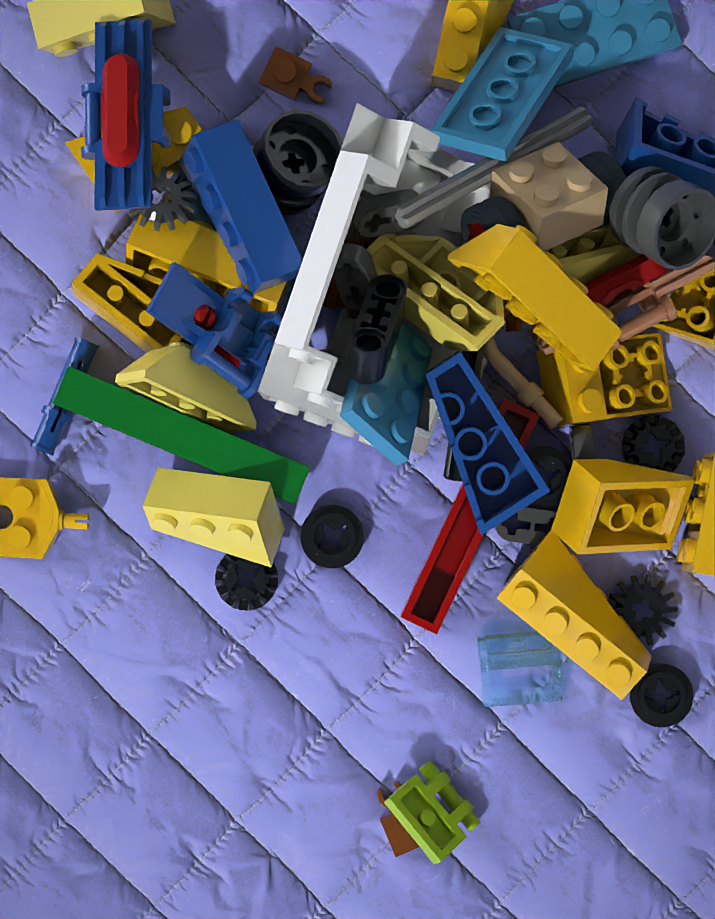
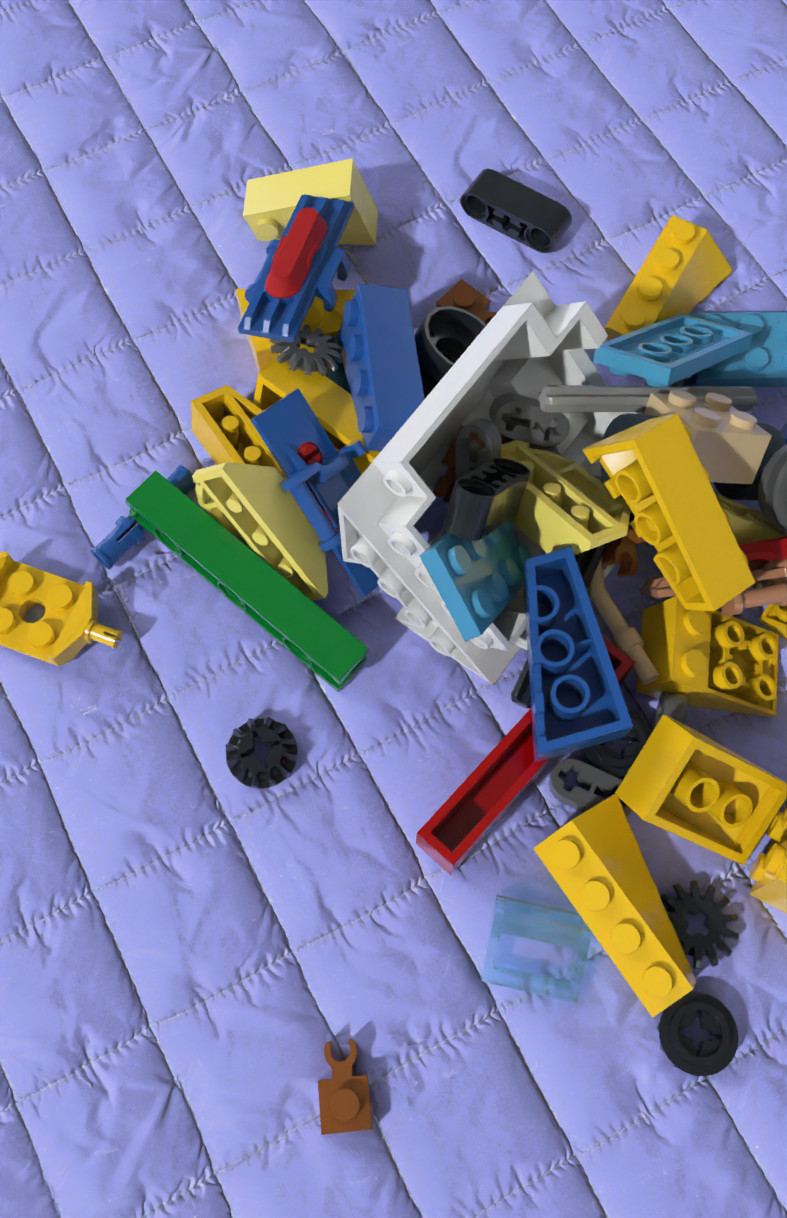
camera: 10 degrees right, 20 degrees down
(216, 513) = (255, 667): light yellow wedge -> none
(313, 533) = (379, 718): black gear -> none
(426, 818) = (373, 1092): lime plate -> none
(662, 429) = (733, 729): black gear -> none

